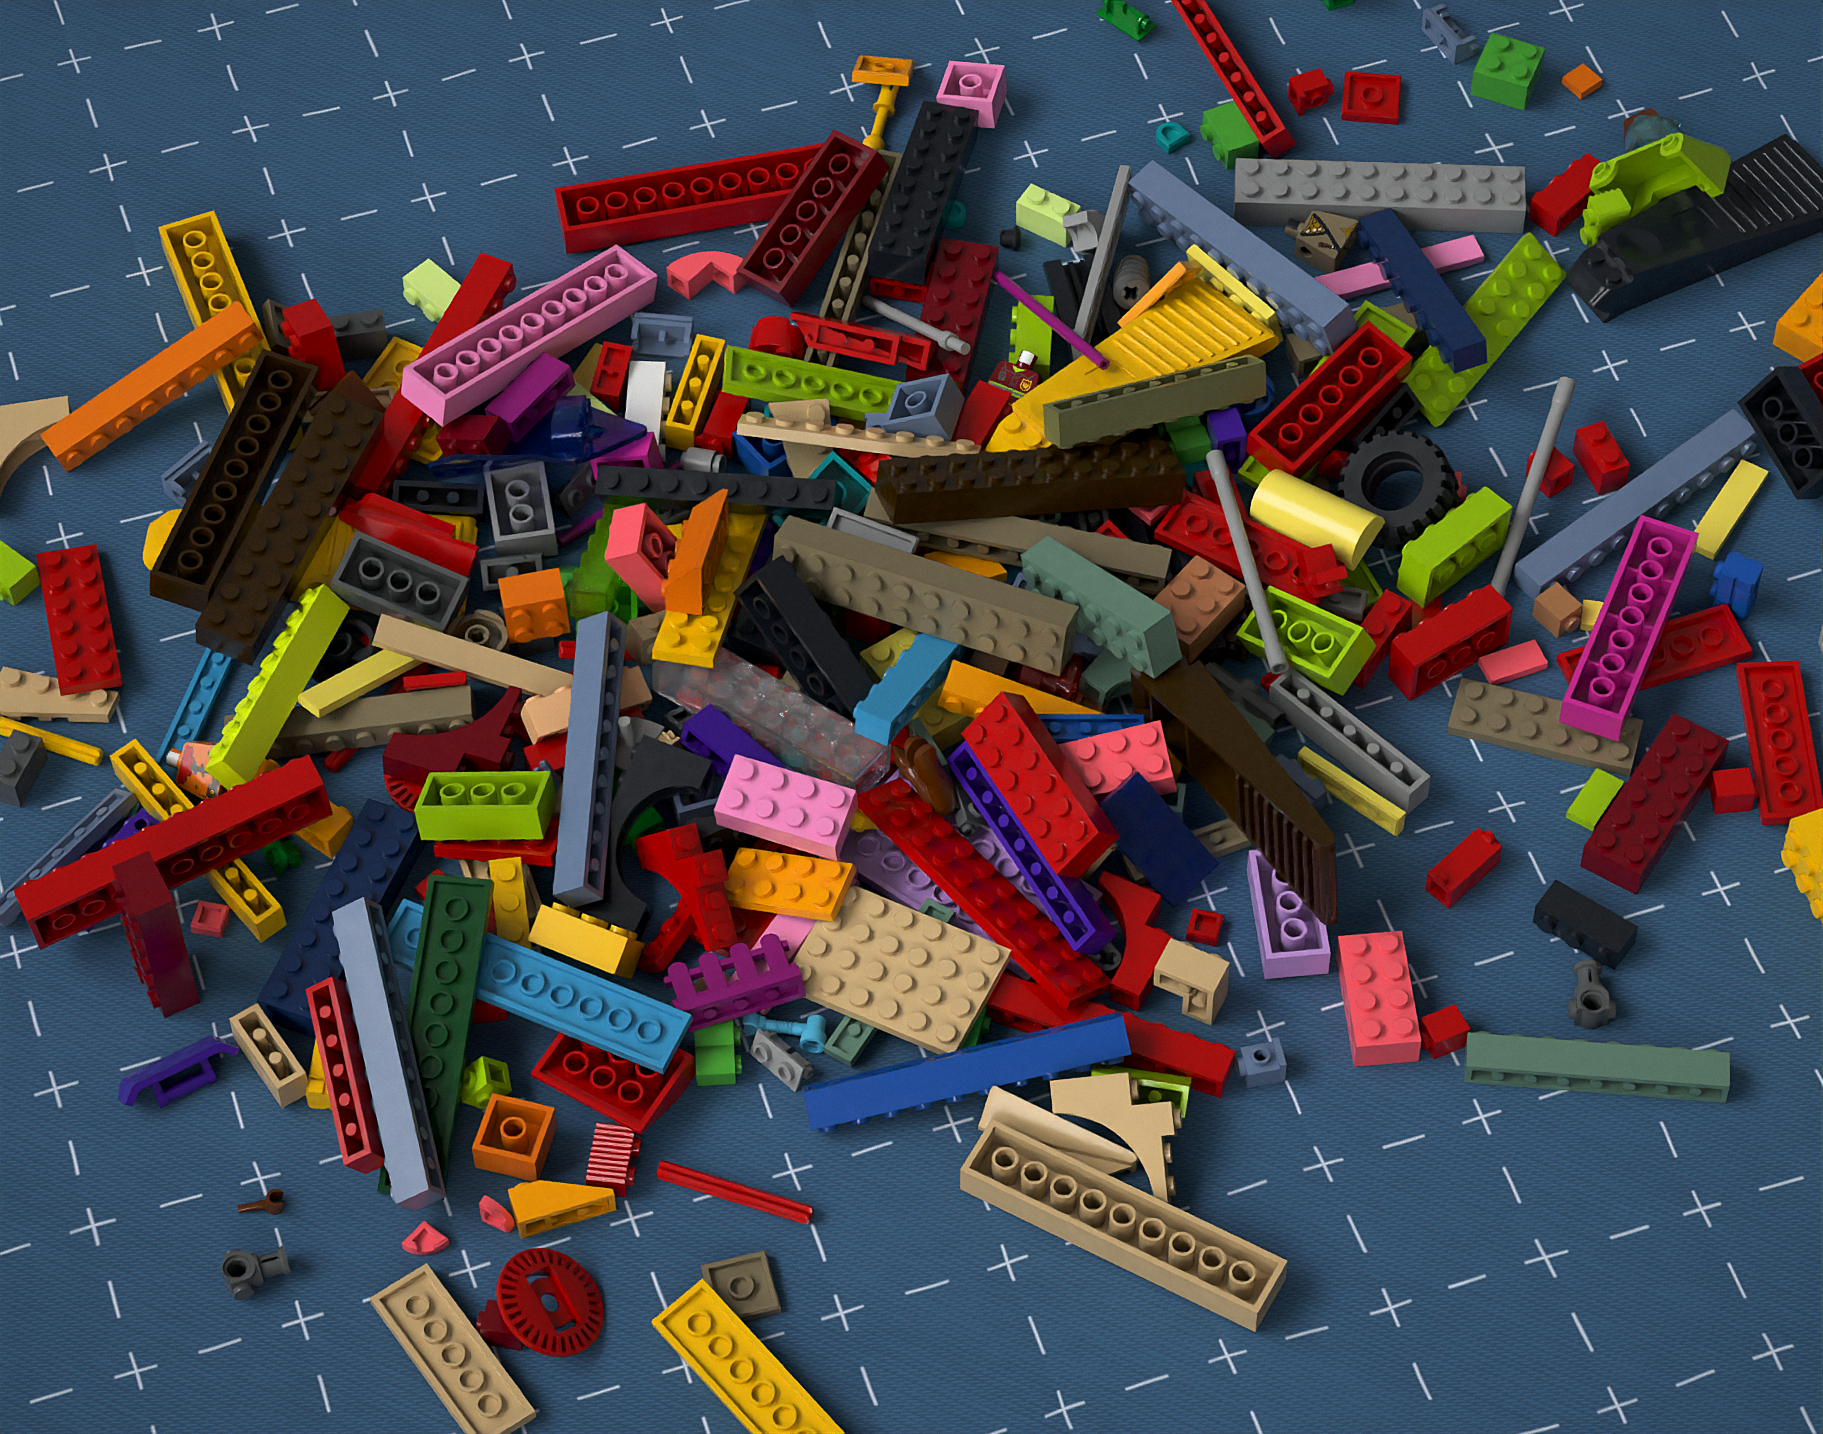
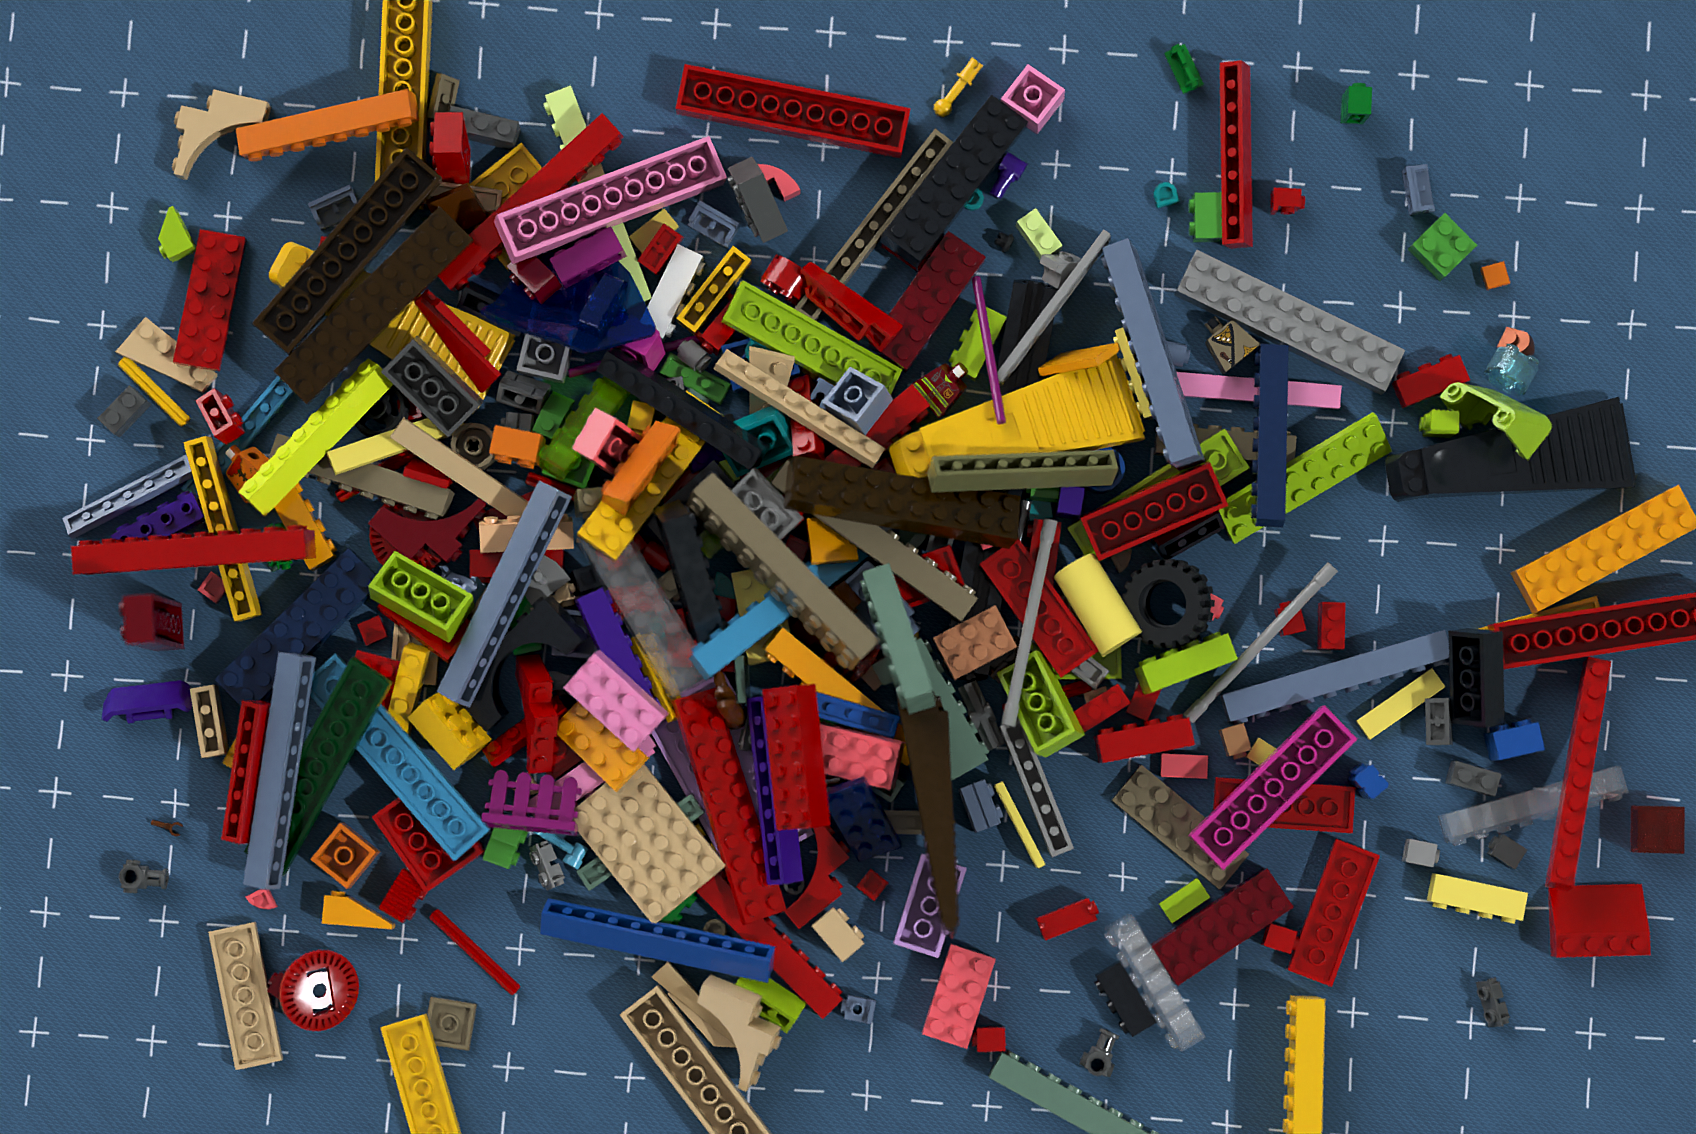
camera: 20 degrees right, 30 degrees up
(145, 722) = (220, 416): none -> red brick
(483, 1079) = (342, 804): lime brick -> none
(495, 1214) = (310, 900): coral tile -> none
(704, 278) = (756, 200): none -> dark grey brick
(813, 218) = (858, 179): dark red brick -> none
(883, 70) = (977, 46): light orange tile -> none
(944, 338) = (903, 341): light grey bar -> none
(981, 171) = (1009, 171): none -> dark purple pin
(1131, 280) = (1069, 328): dark grey piece -> none
(1321, 571) = (1075, 658): red brick -> none
(1332, 464) = (1142, 551): red tile -> none
(1371, 98) = (1331, 222): red tile -> none
(1663, 911) = (1154, 982): none -> clear brick
(1783, 503) = (1438, 721): none -> dark grey hinge

